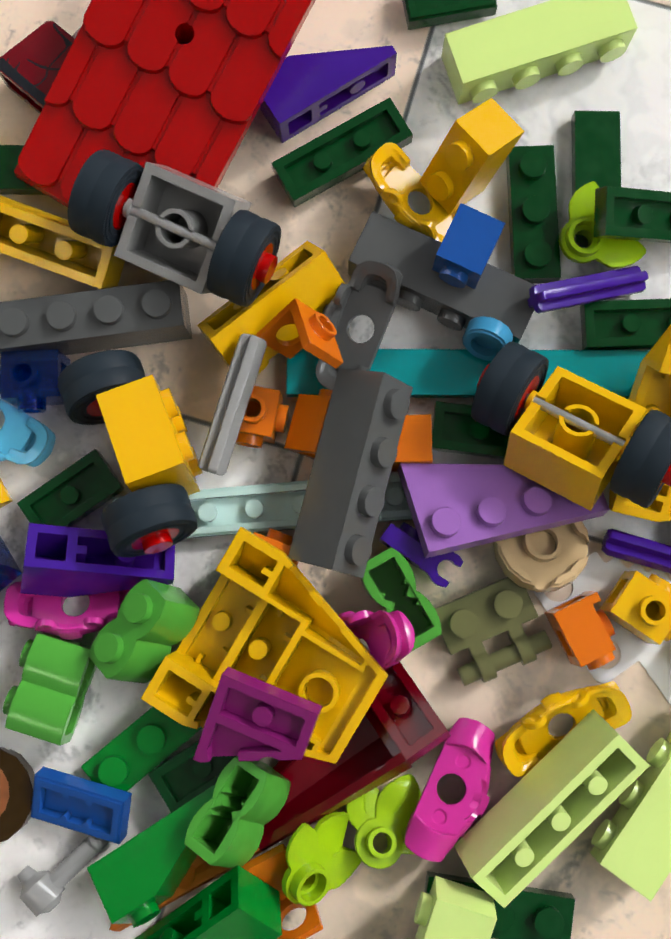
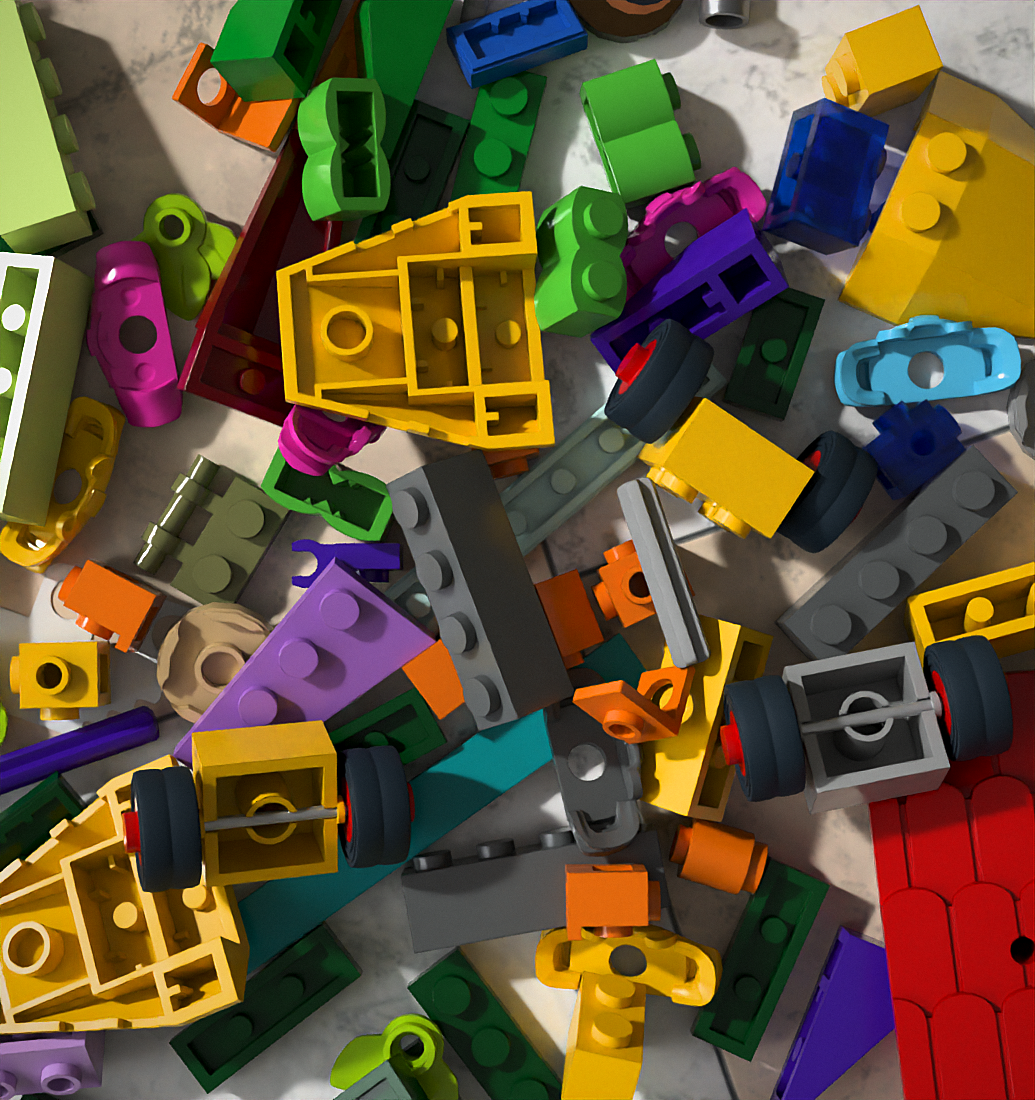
camera: 135 degrees right, 5 degrees up
(256, 721) = (389, 254): magenta wing -> none
(318, 860) = (226, 162): lime plate -> none
(323, 223) = (718, 856): none -> orange brick
(405, 235) = (610, 899): none -> orange brick
(467, 247) = (529, 933): blue brick -> none
(486, 337) = (438, 851): dark azure tile -> none
(587, 289) = (365, 990): dark purple axle -> none

